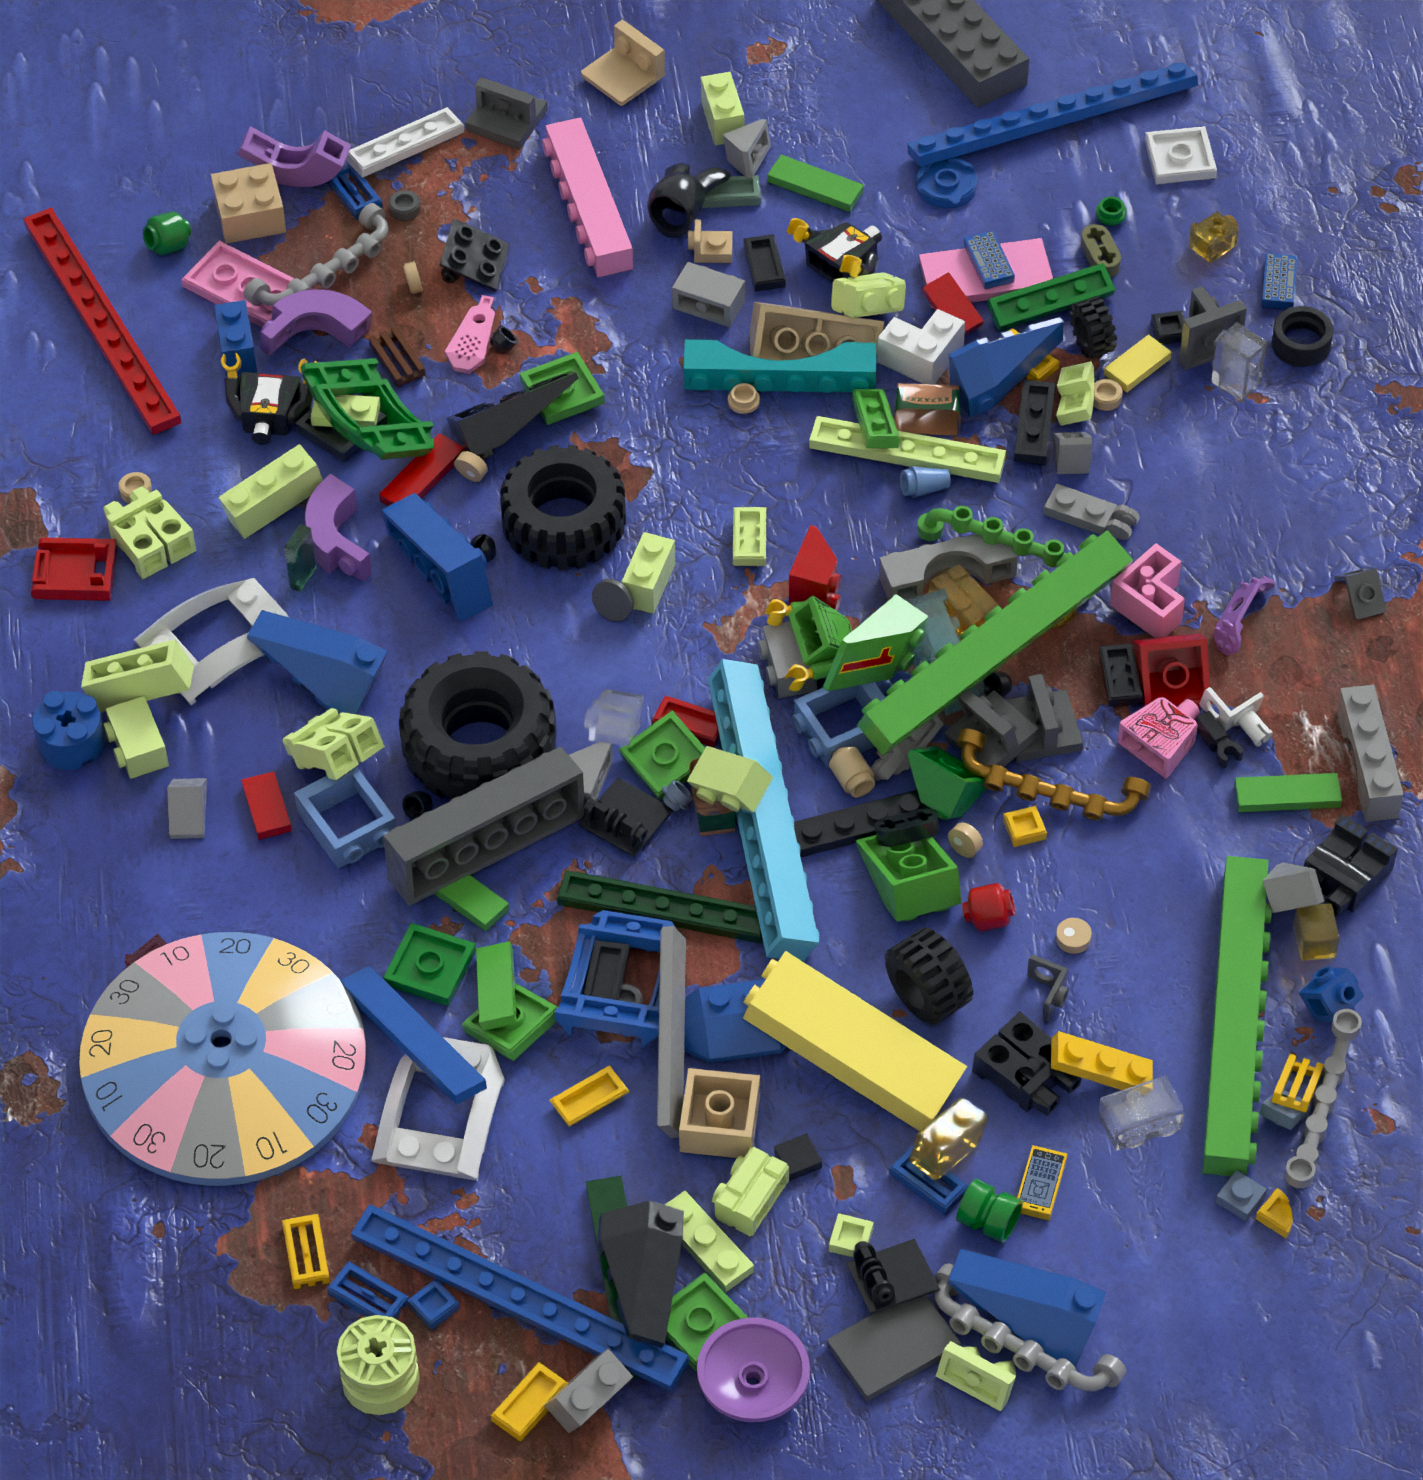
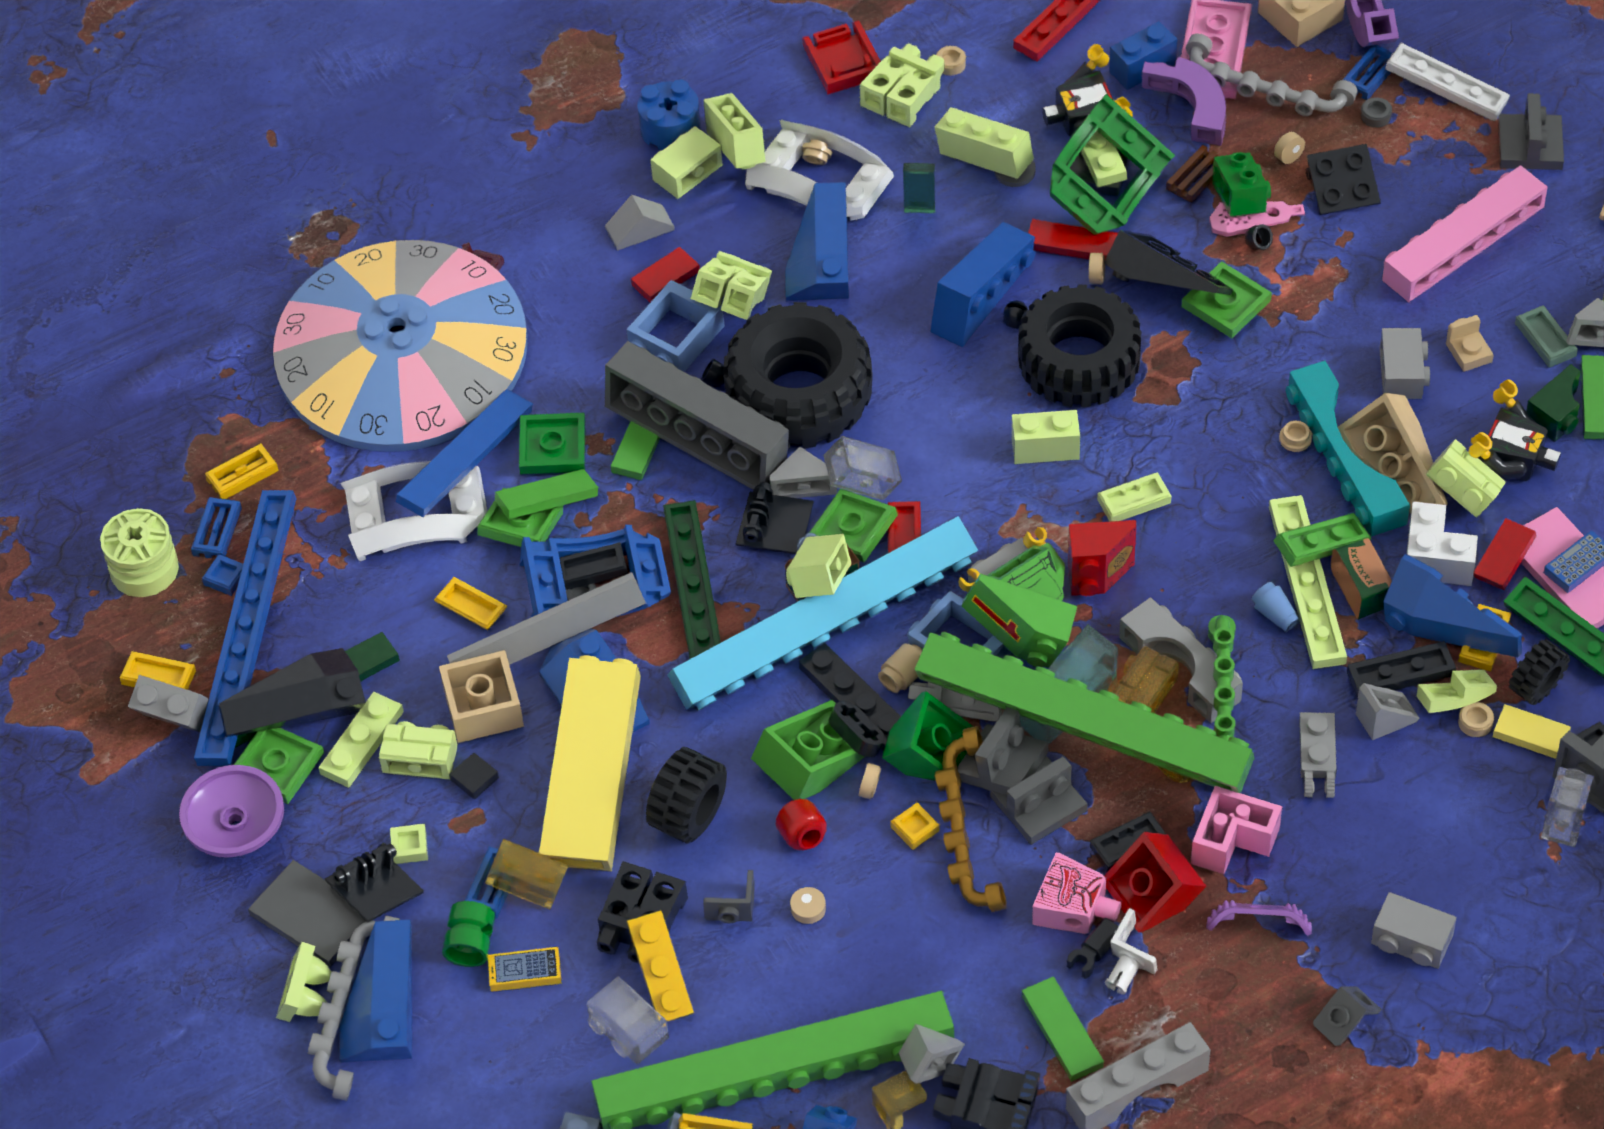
camera: 70 degrees right, 0 degrees up
(190, 629) = (816, 152): none -> tan plate
(325, 513) = (974, 193): medium lavender arch -> none
(441, 324) = (1240, 184): none -> green brick
(612, 600) = (1001, 422): dark grey piece -> none
(682, 194) = (1502, 295): black piece -> none
(764, 262) = (1471, 394): black tile -> none
(814, 207) = (1554, 404): none -> dark green arch
(996, 681) = (1067, 747): black hinge -> none
(1303, 513) = (1413, 930): none -> light grey brick

